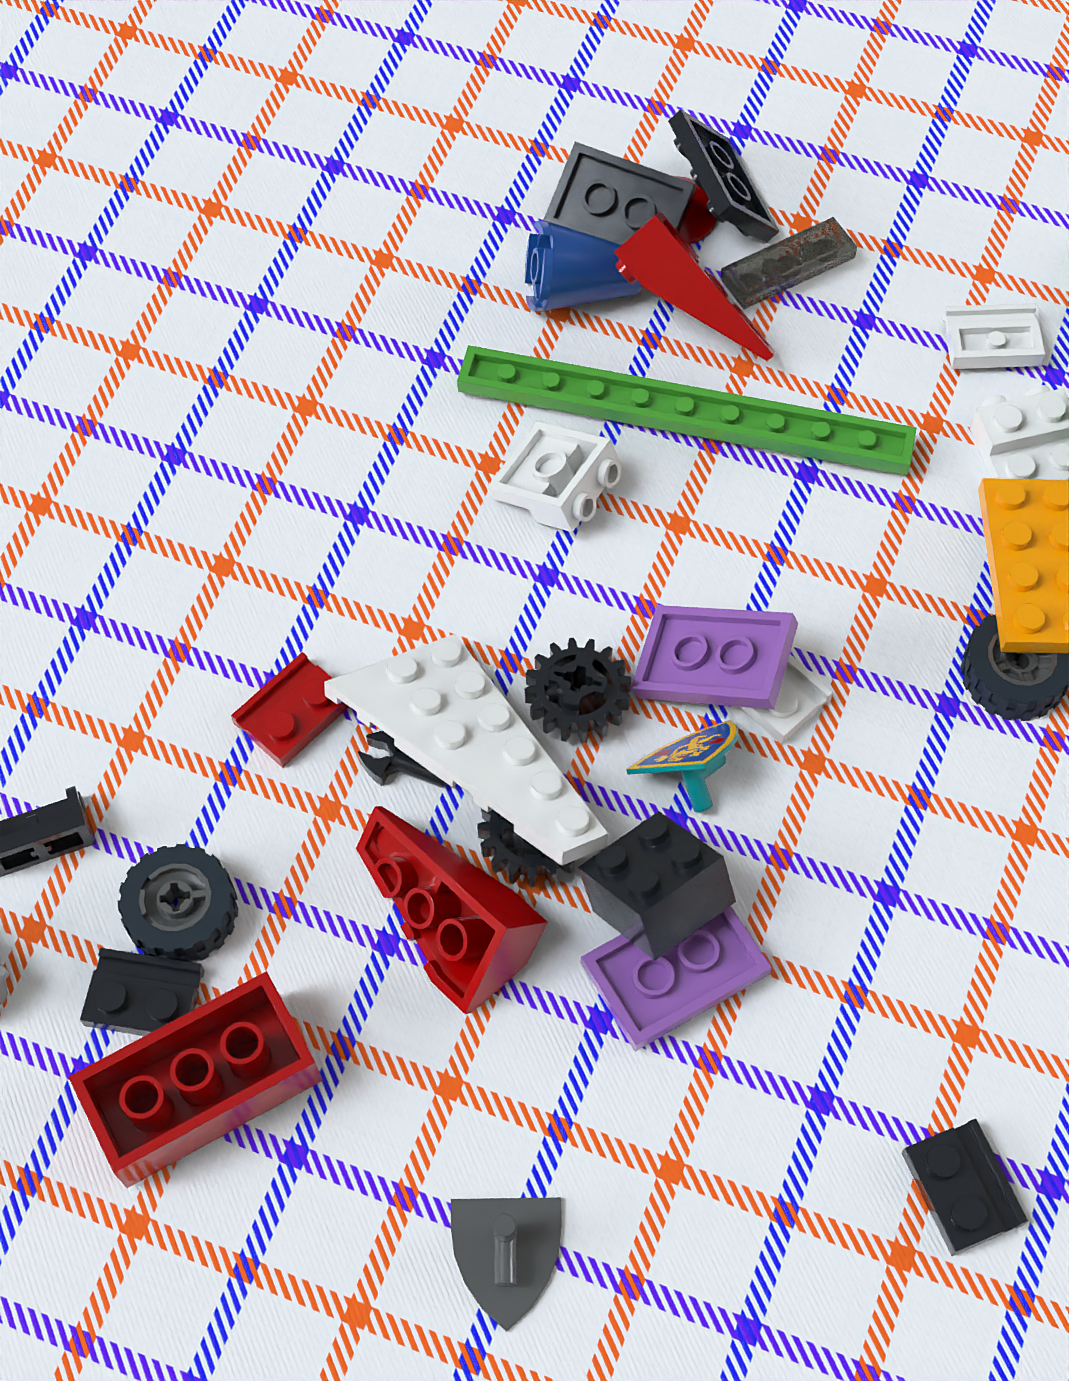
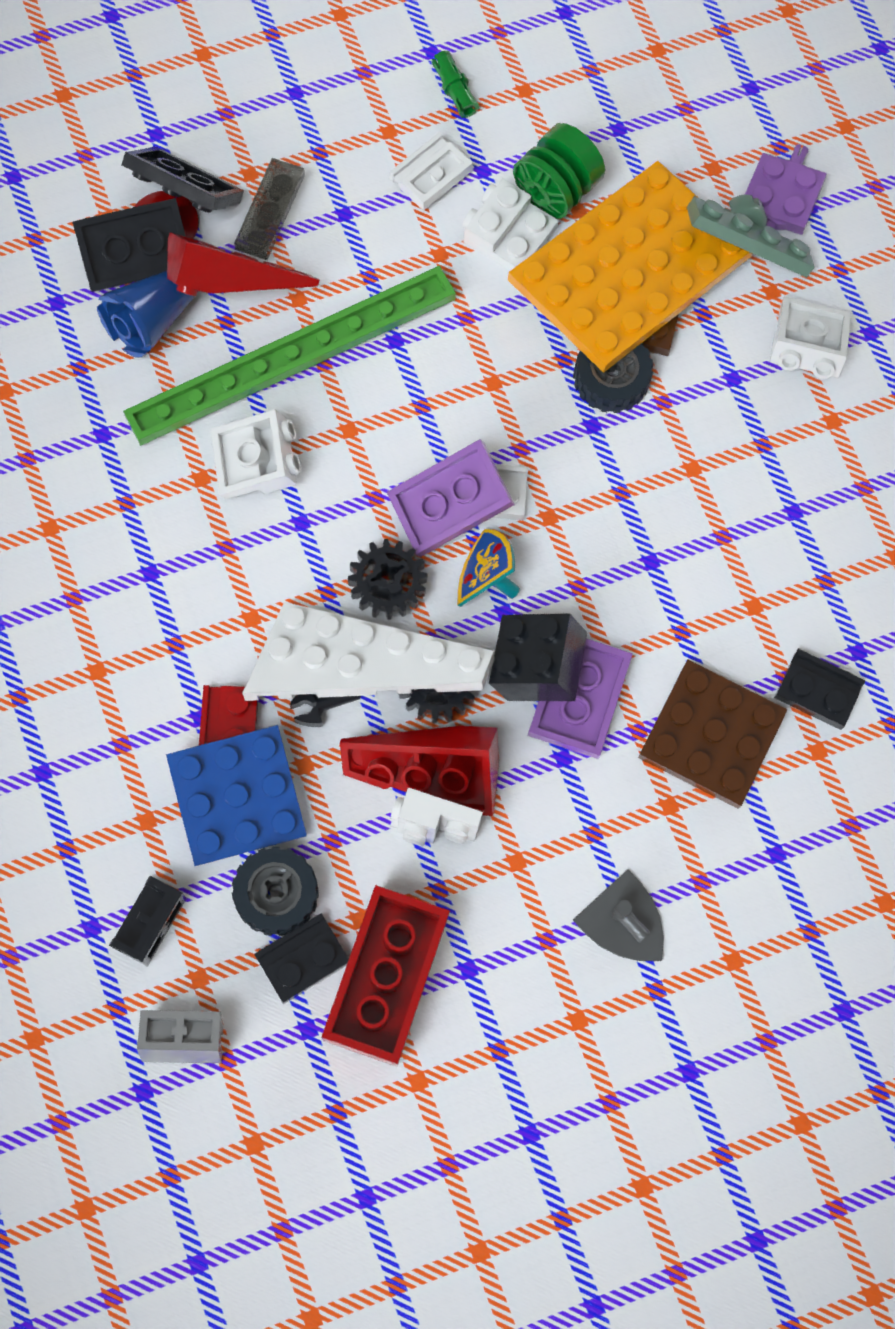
camera: 50 degrees left, 10 degrees up
(230, 779) = (236, 795): none -> blue plate
(389, 957) = (422, 815): none -> white plate
(791, 1132) = (713, 734): none -> reddish brown plate

